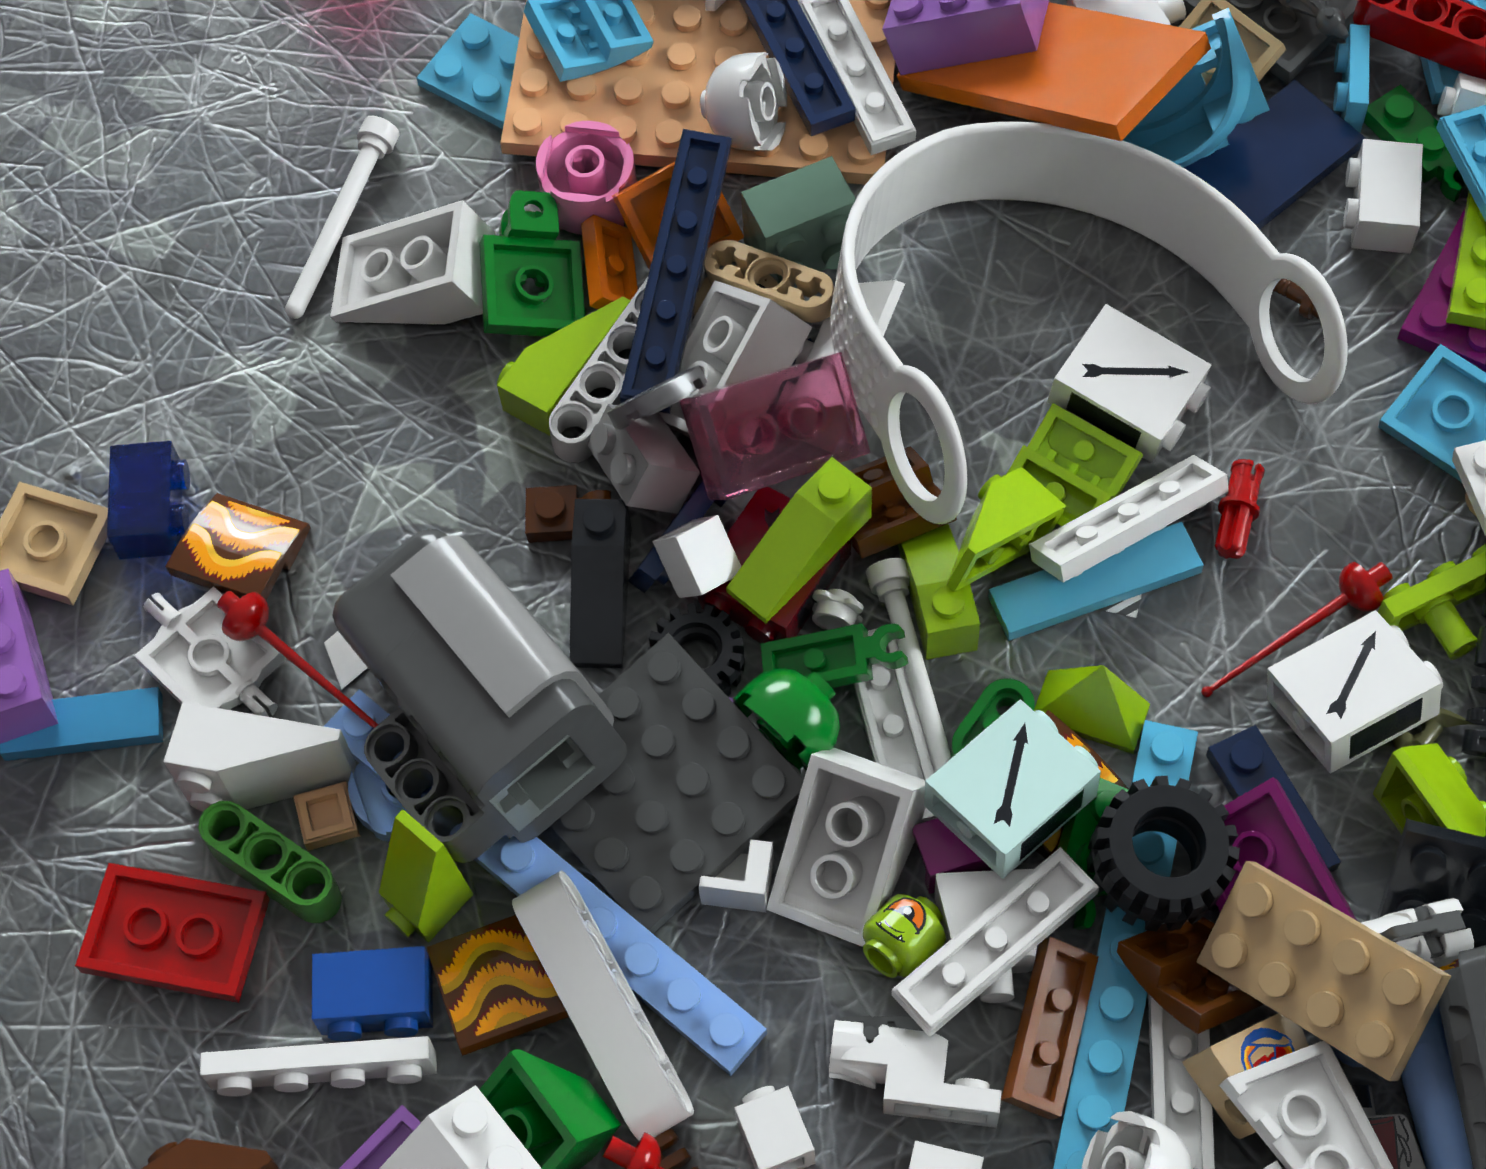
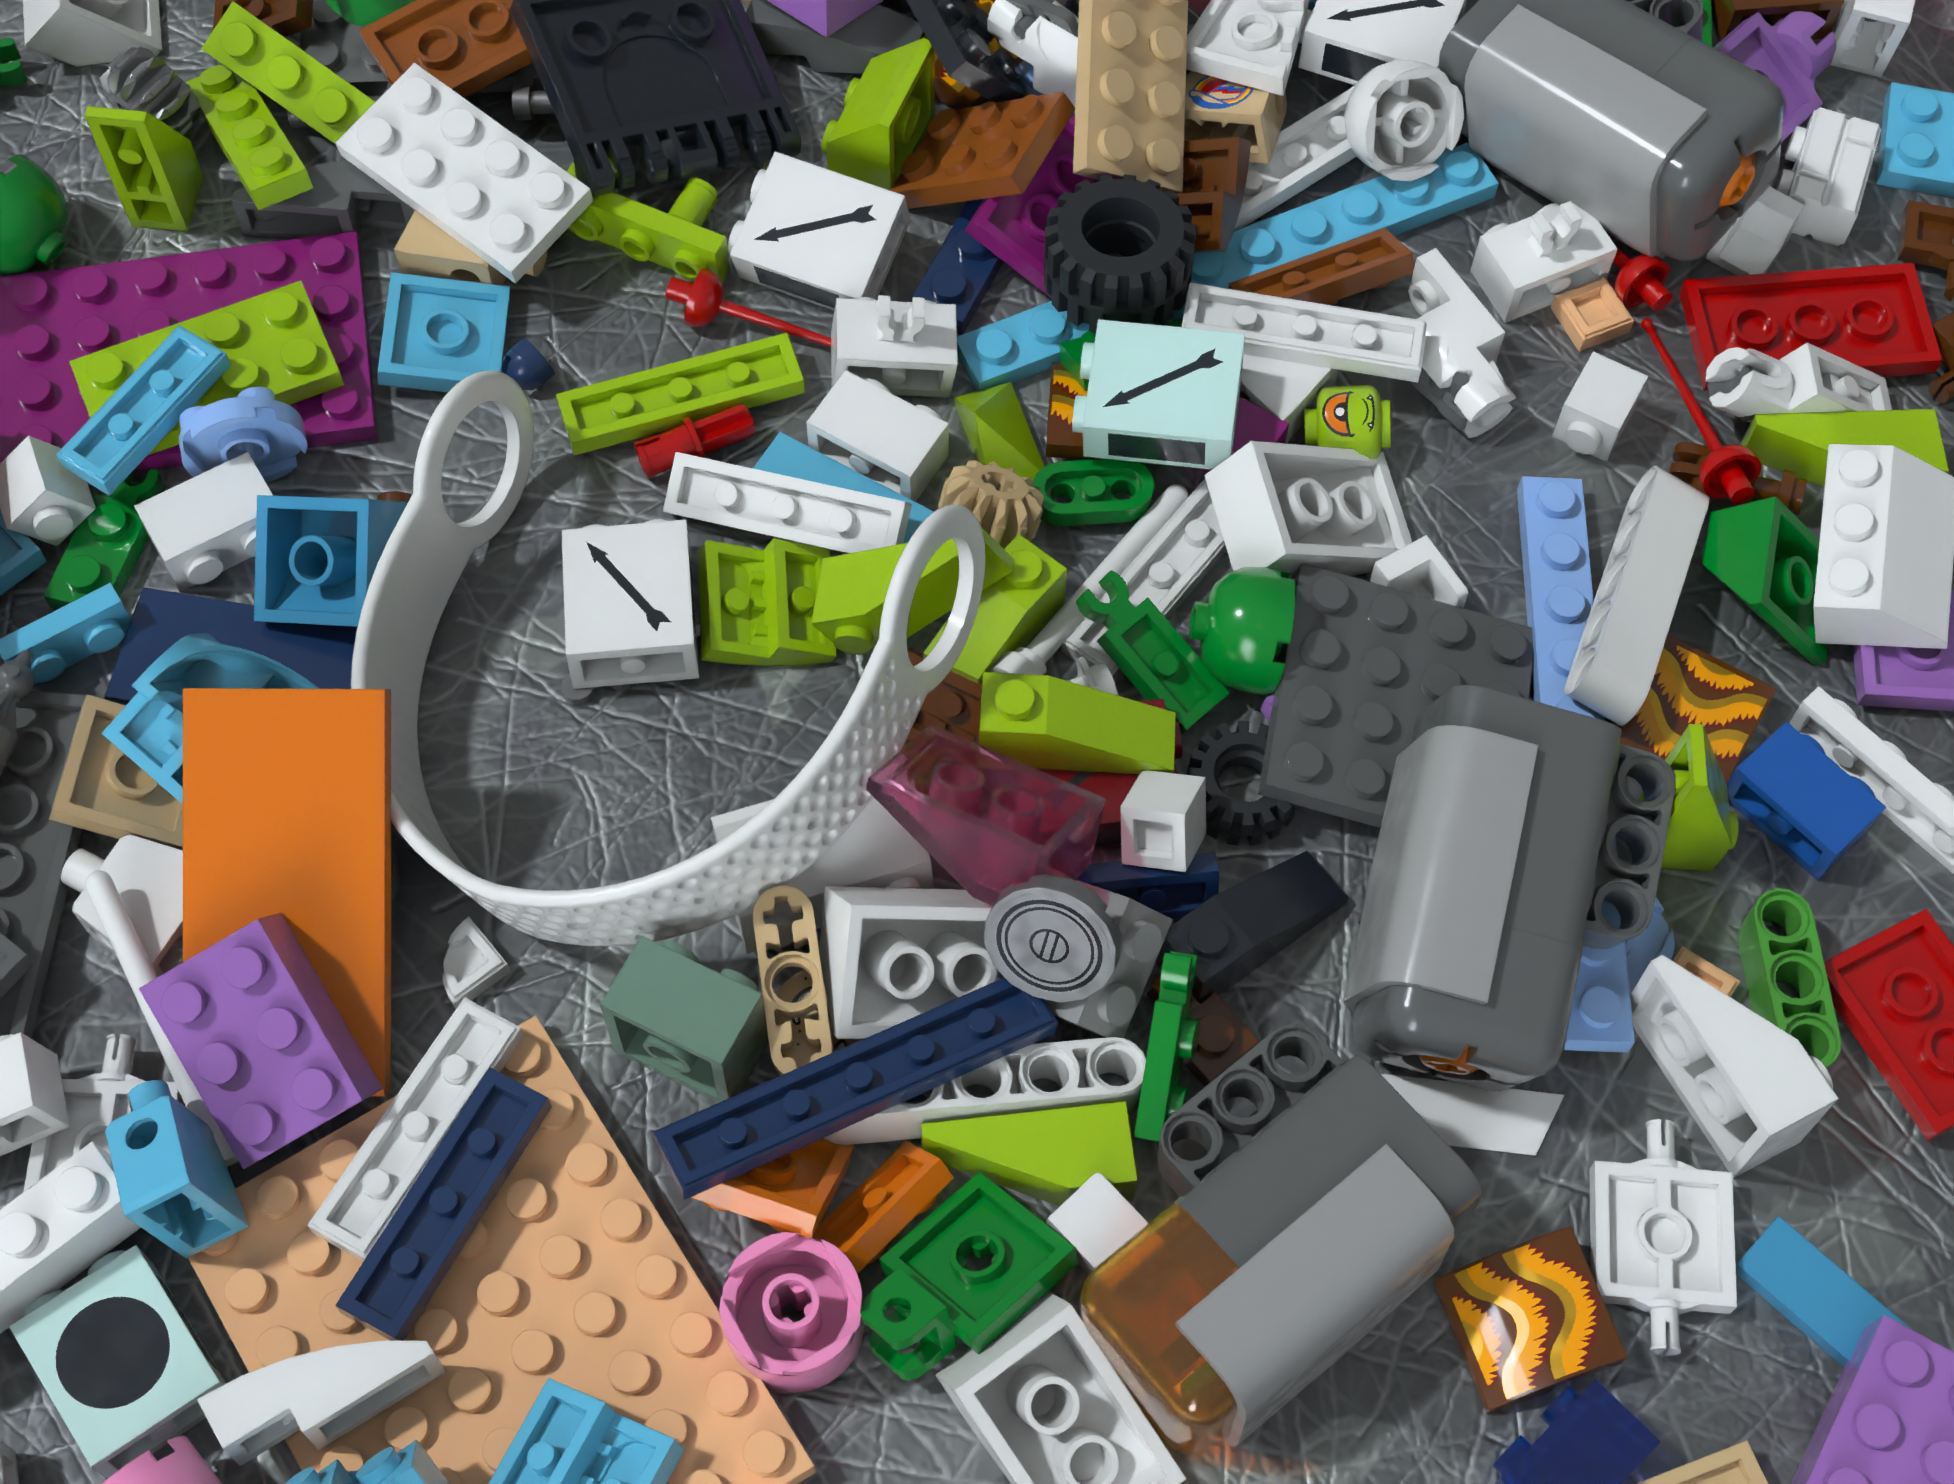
camera: 135 degrees left, 0 degrees up
(248, 618) = (1606, 1198): red sword -> none
(386, 419) = (1278, 1243): none -> piece
(485, 351) = (1096, 1221): none -> white panel
(554, 454) = (1170, 1041): none -> green plate
(745, 100) = (577, 1186): white cylinder -> none
(1042, 627) = (997, 498): none -> tan gear
(1146, 618) = (879, 434): none -> white brick
(1216, 676) = (896, 343): none -> white brick
(1285, 526) = (689, 388): none -> lime plate
(1308, 219) = (318, 556): none -> dark azure slope
(1337, 839) = (983, 150): none -> dark orange plate
(1385, 449) = (527, 366): none -> dark blue hinge
(1434, 229) = (217, 432): none -> light blue plate

